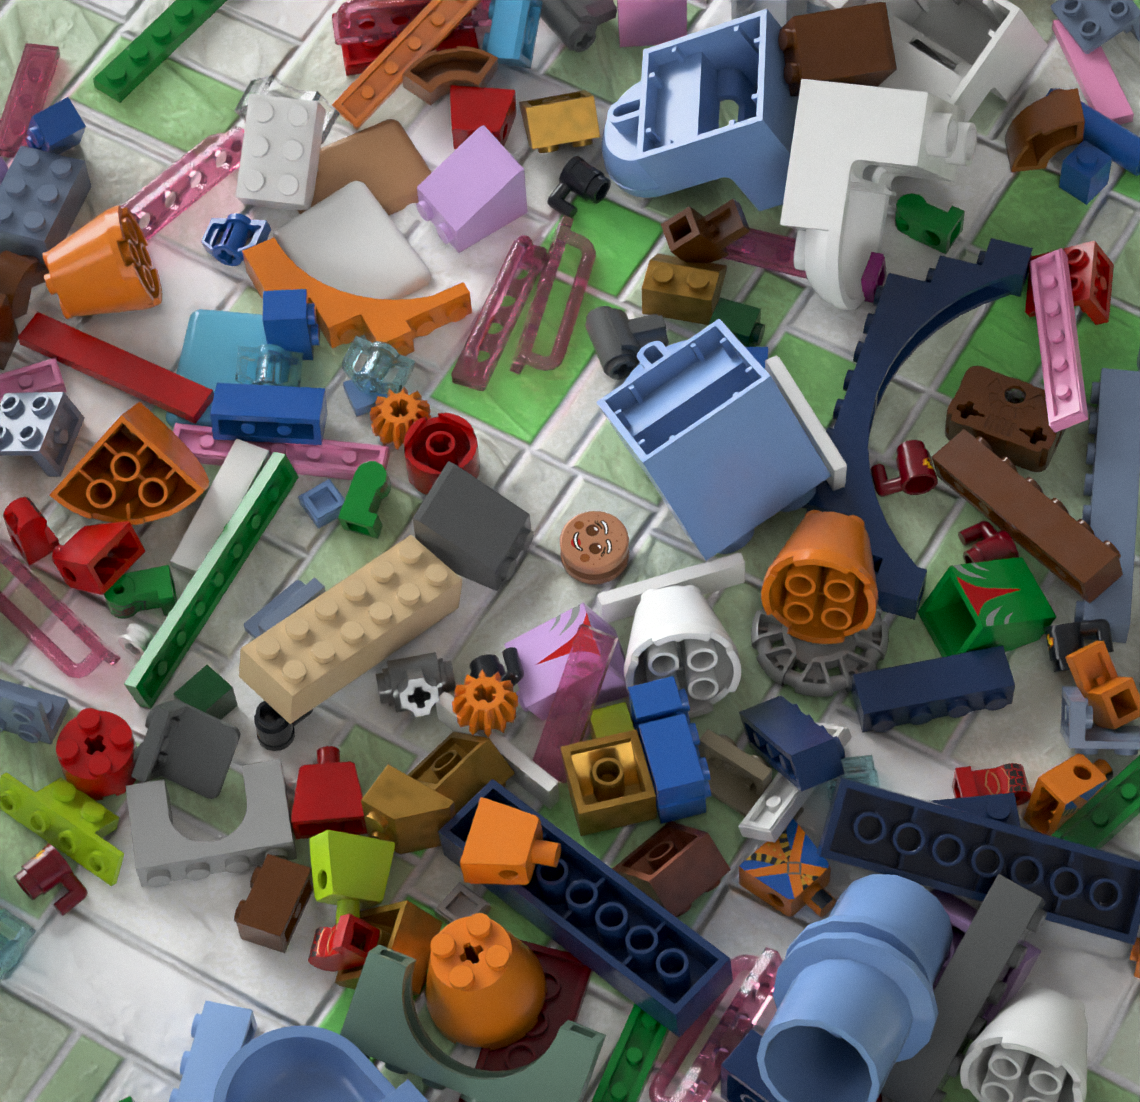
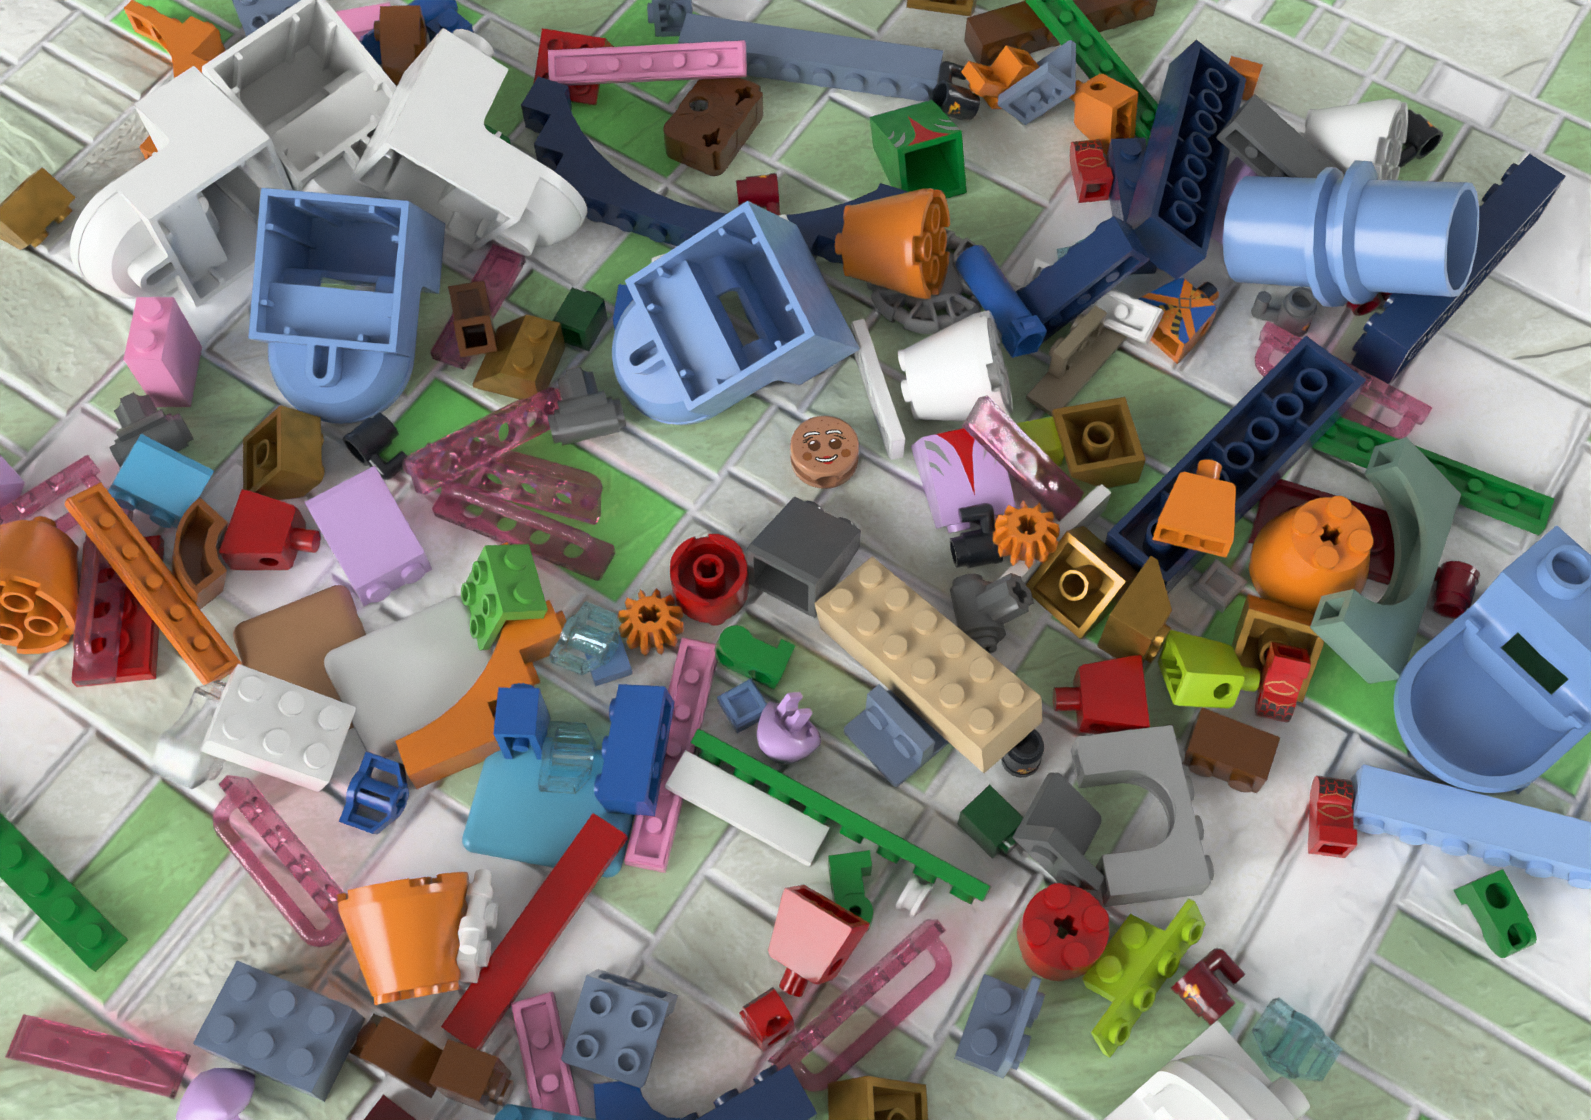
camera: 90 degrees left, 5 degrees up
(56, 128) = (176, 1000): blue brick -> none
(109, 314) = (473, 928): none -> white plate
(133, 473) = (703, 898): orange brick -> none
(193, 988) = (1331, 817): none -> red leg
(288, 529) = (786, 731): none -> lavender piece
(418, 294) = (502, 589): none -> bright green bracket
(577, 251) = (425, 463): none -> clear pink piece
(670, 748) = (1074, 377): blue piece -> none
(675, 866) = (1176, 406): copper slope -> none
(773, 681) = (1019, 329): none -> blue piece
(838, 46) = (321, 140): reddish brown slope -> none
(933, 689) = (994, 198): dark blue brick -> none
(993, 547) = (854, 143): dark red piece -> none
(1028, 515) = (830, 105): reddish brown brick -> none

